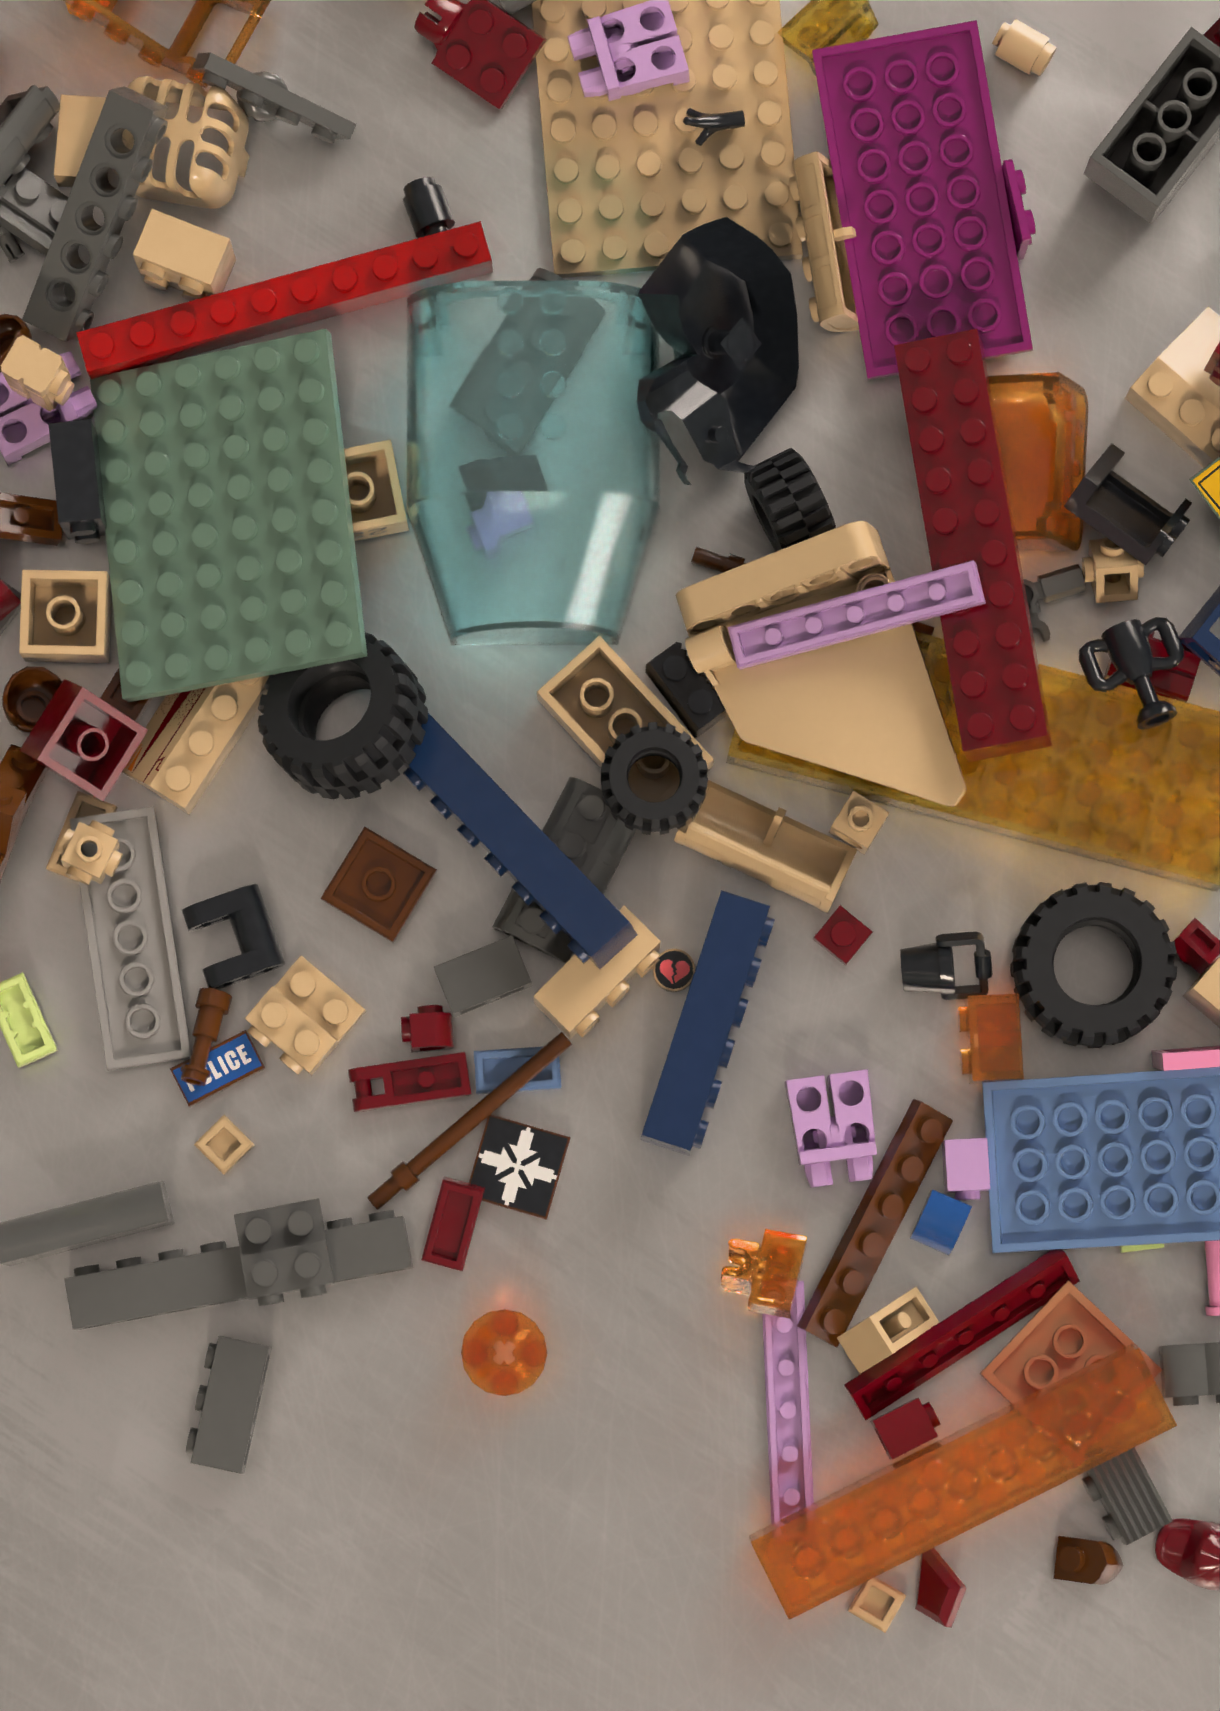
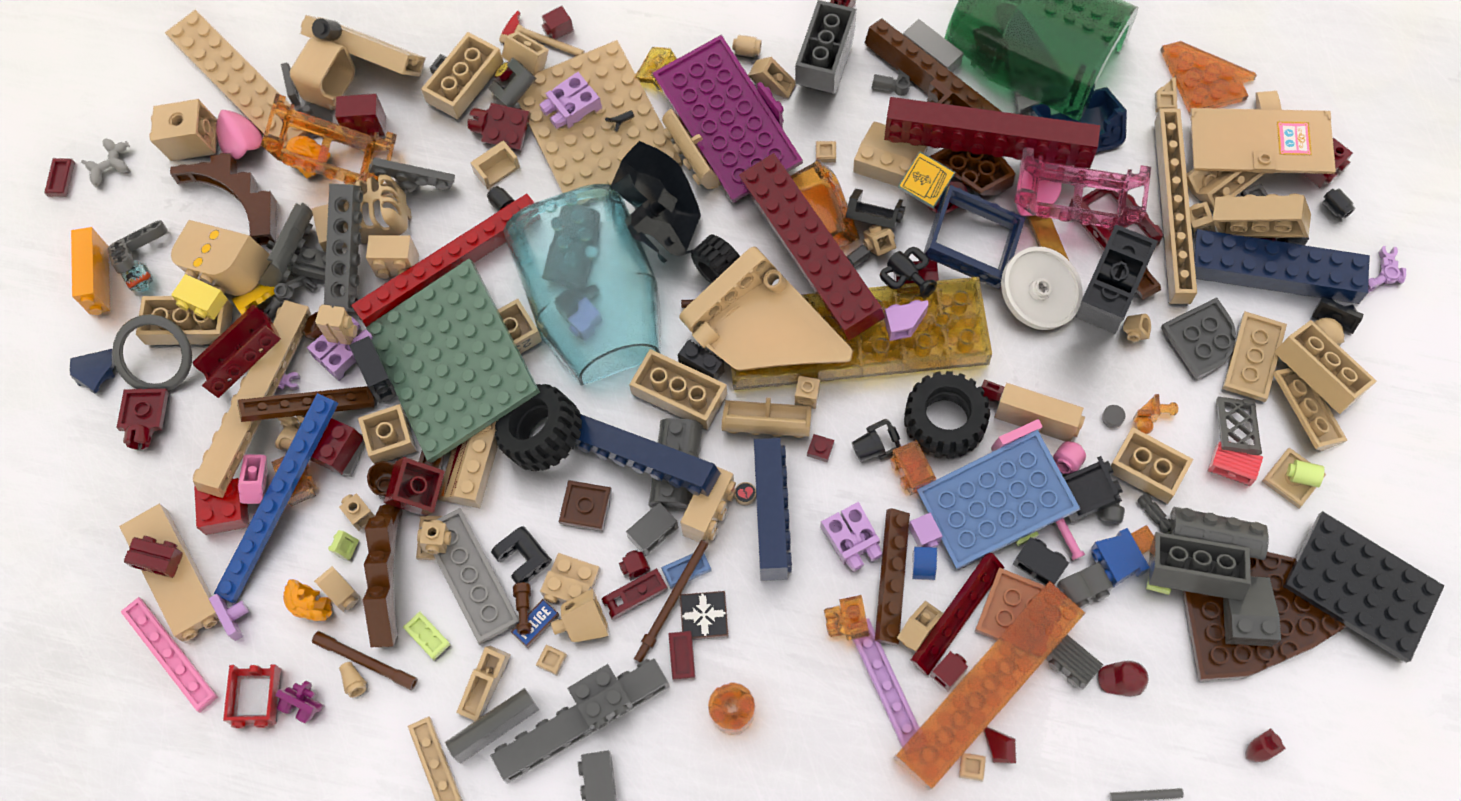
camera: 15 degrees left, 15 degrees down
(93, 1142) = (483, 682): none -> tan slope
(301, 1097) = (582, 618): none -> tan torso
(441, 126) = (495, 164): none -> tan panel
(654, 742) = (698, 383): black tyre -> none
(856, 615) = (768, 291): lavender tile -> none
(1045, 138) = (772, 76): none -> tan slope
(1086, 1561) = (1068, 703): reddish brown plate -> none
(1087, 762) = (904, 319): none -> lavender slope
(1089, 336) = (826, 151): none -> tan tile
(1147, 1299) = (1041, 560): none -> black piece

